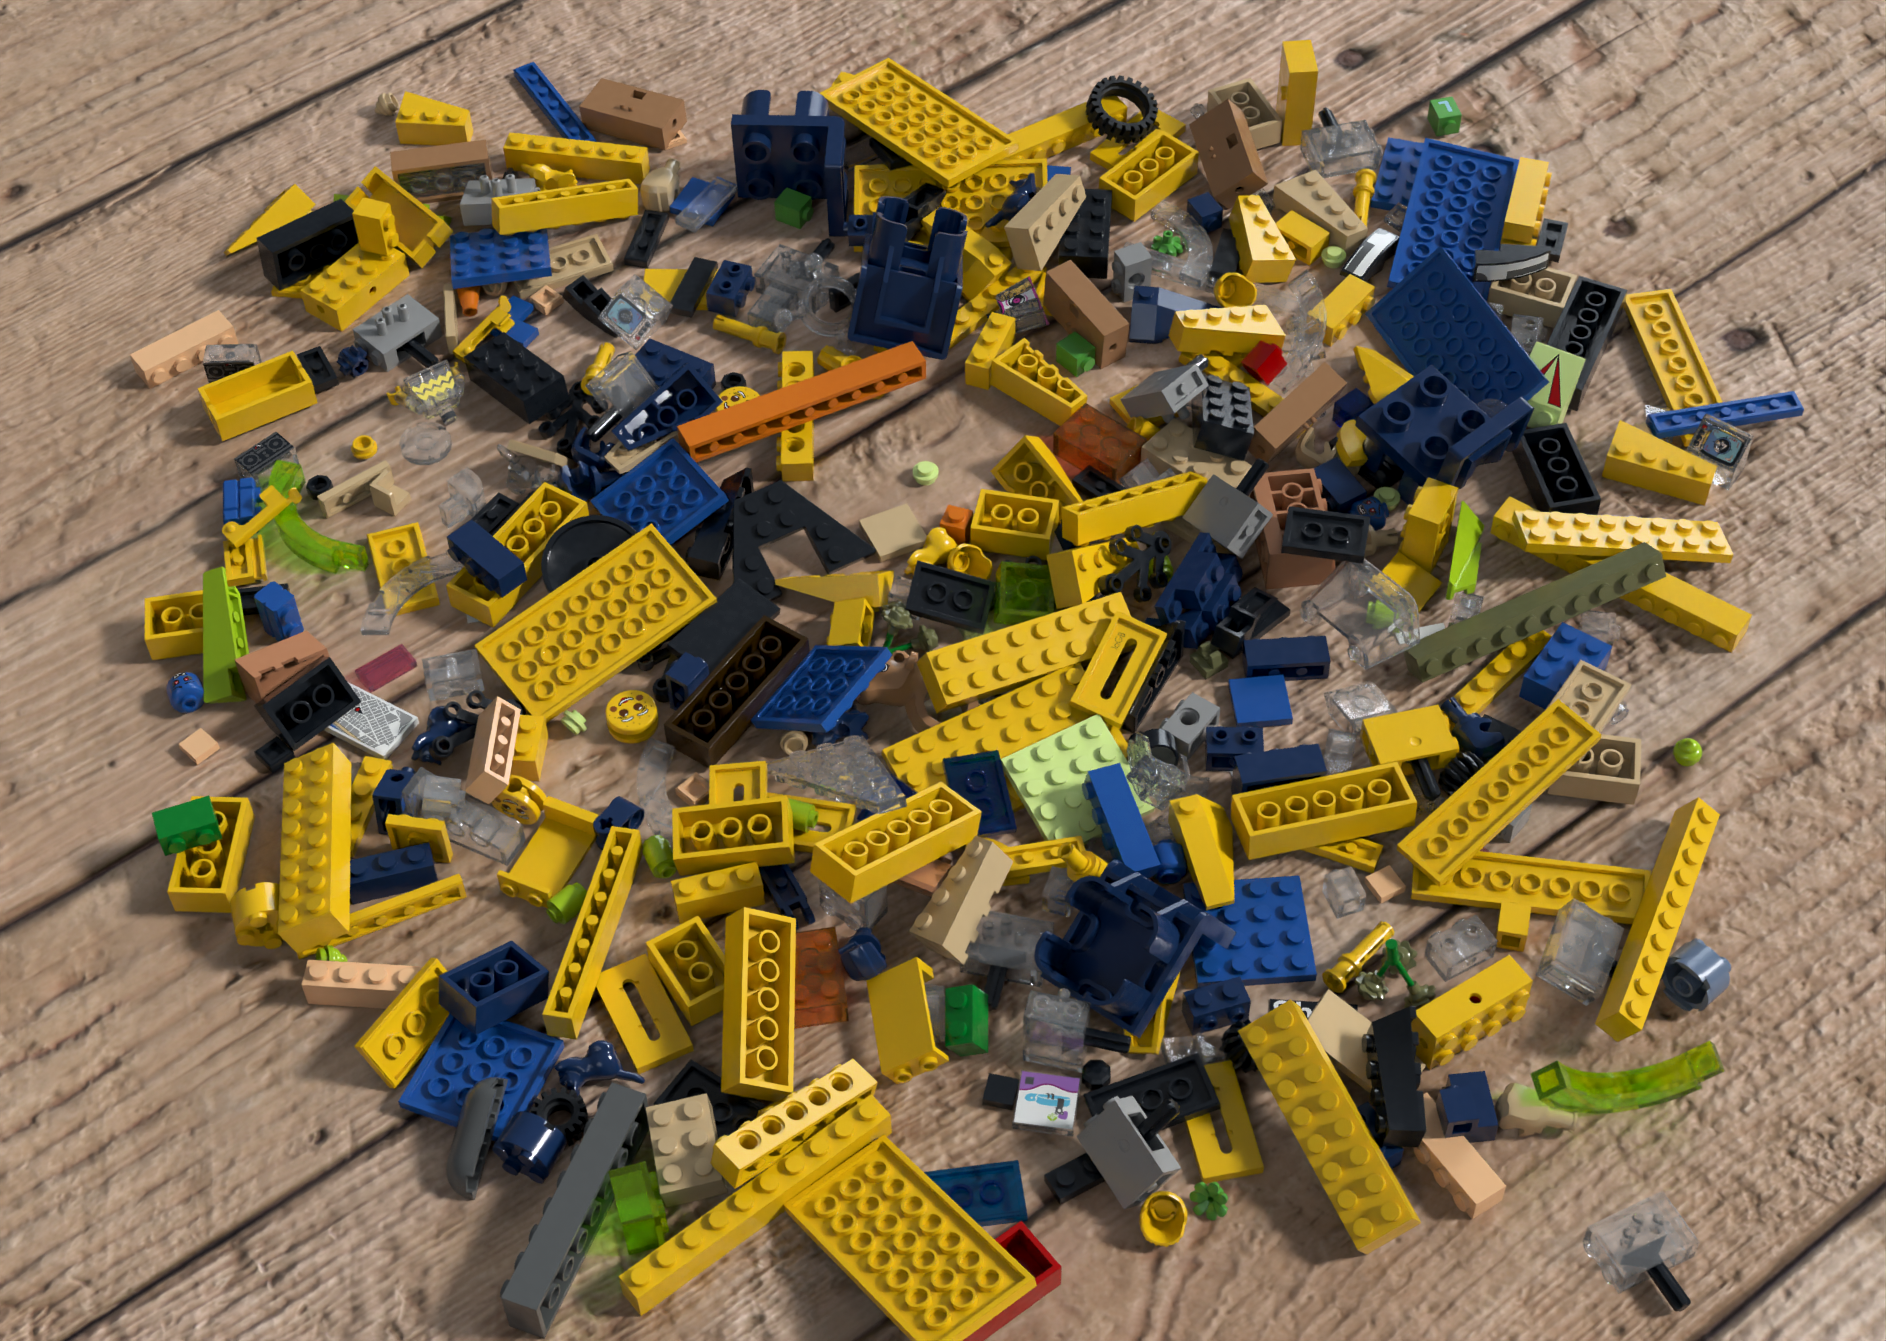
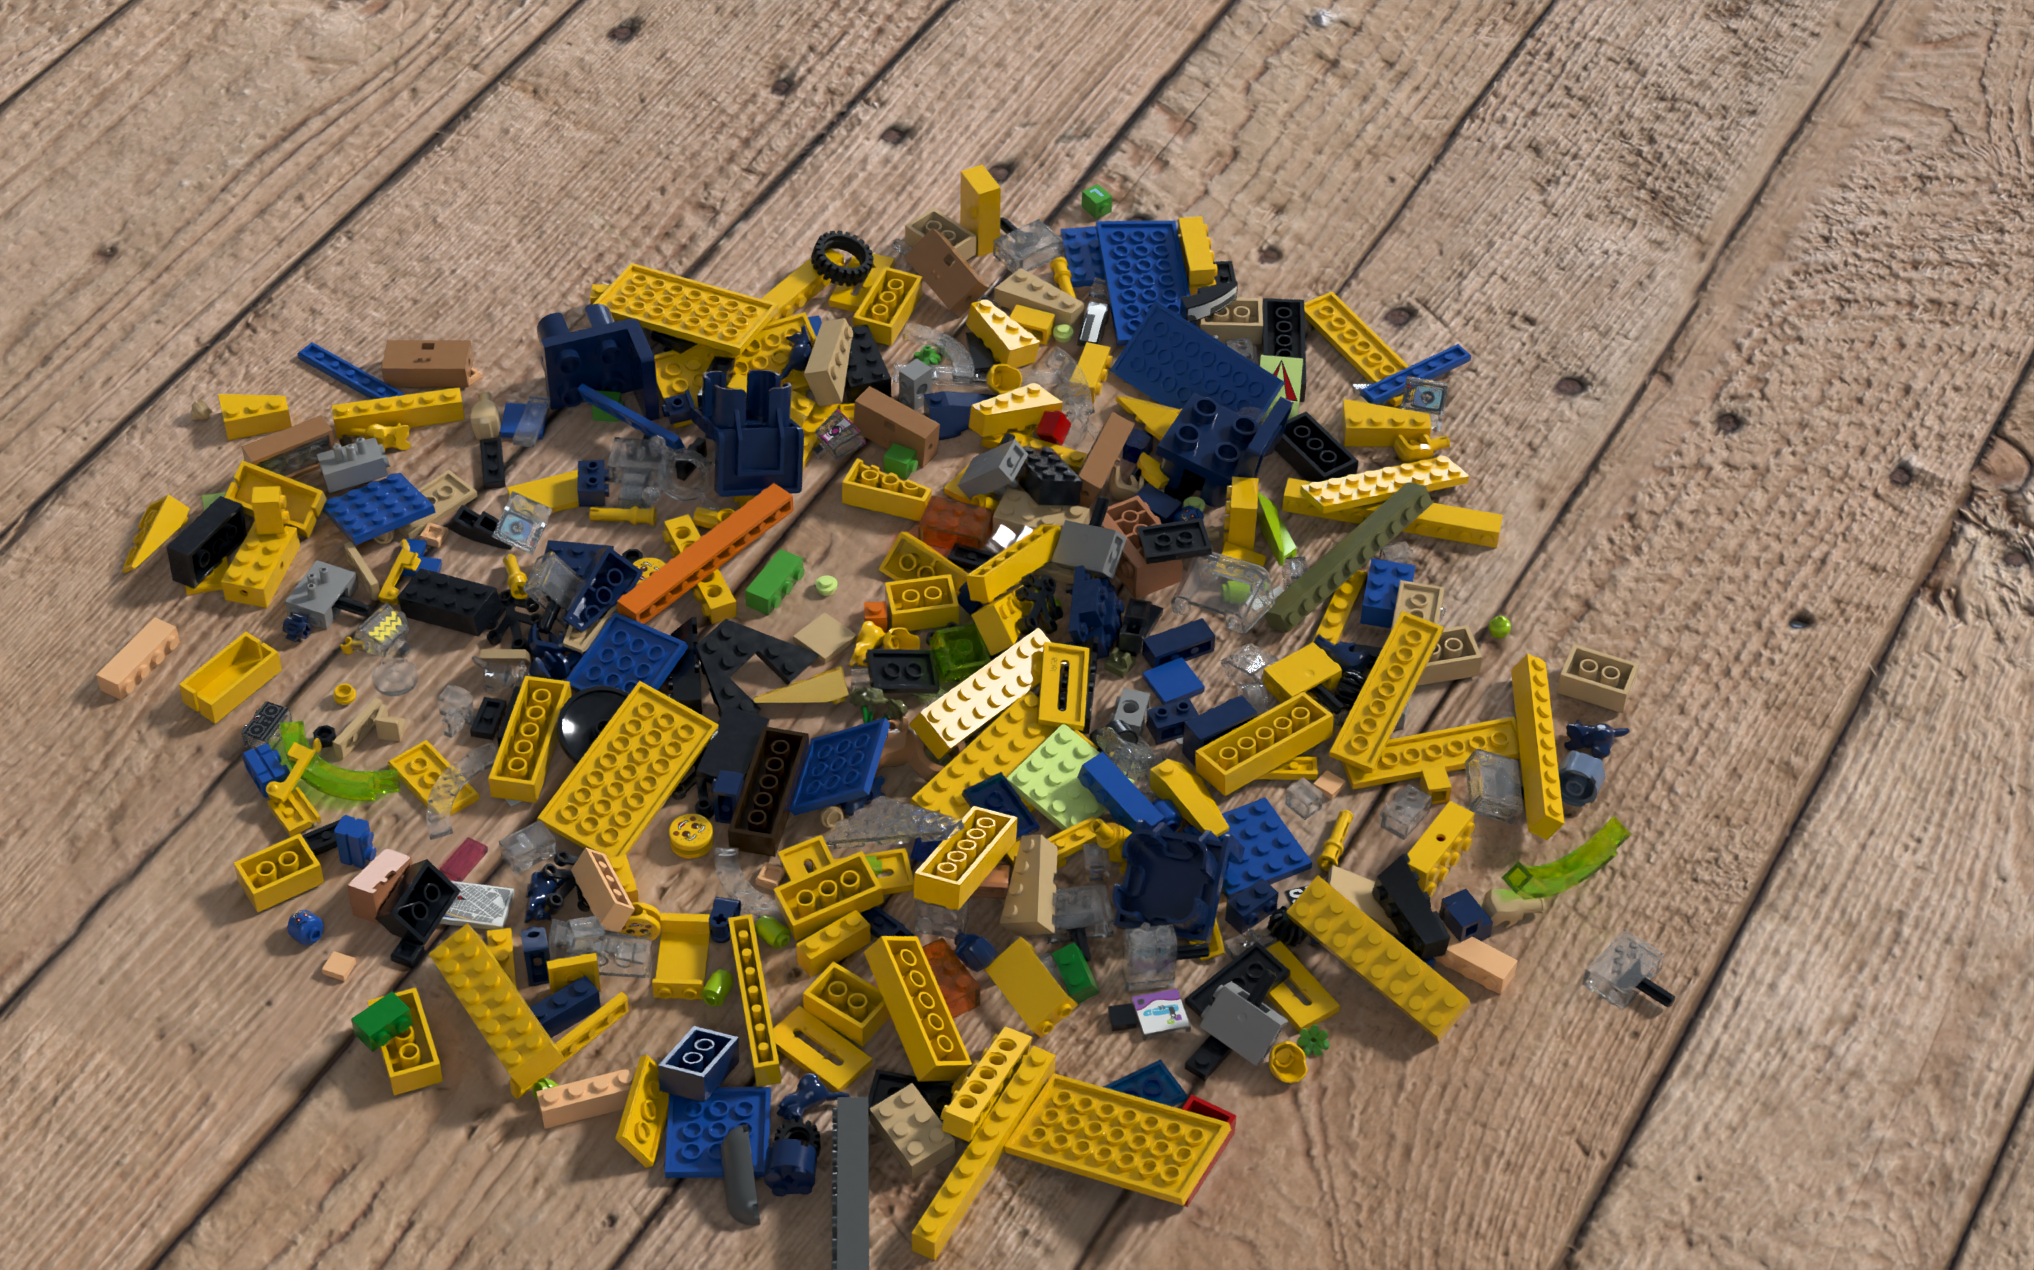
camera: 25 degrees left, 5 degrees down
(222, 639) = (322, 874): lime wedge -> none
(229, 359) = (188, 657): clear brick -> none
(256, 915) = (476, 1072): yellow brick -> none
(318, 369) = (271, 639): black plate -> none
(469, 299) = (368, 552): orange cone -> none
(486, 558) = (515, 746): dark blue brick -> none
(564, 206) = (416, 453): yellow brick -> none
(574, 721) = (646, 853): yellowish green plate -> none
(639, 1207) = (898, 1182): clear neon green brick -> none
(693, 286) = (558, 490): black tile -> none
(802, 227) = (629, 417): none -> blue tile
(851, 623) = (831, 713): yellow brick -> none
(869, 453) = (774, 582): none -> bright green brick
(993, 340) = (830, 477): yellow brick -> none
(1096, 1074) = (1186, 982): black tile -> none
(1206, 211) = (947, 322): dark blue brick -> none
(1397, 959) = (1365, 833): olive plant -> none
(1689, 507) = (1419, 450): none -> yellow piece
(1743, 929) = (1596, 737): none -> dark blue animal
(1779, 854) = (1598, 678): none -> tan brick

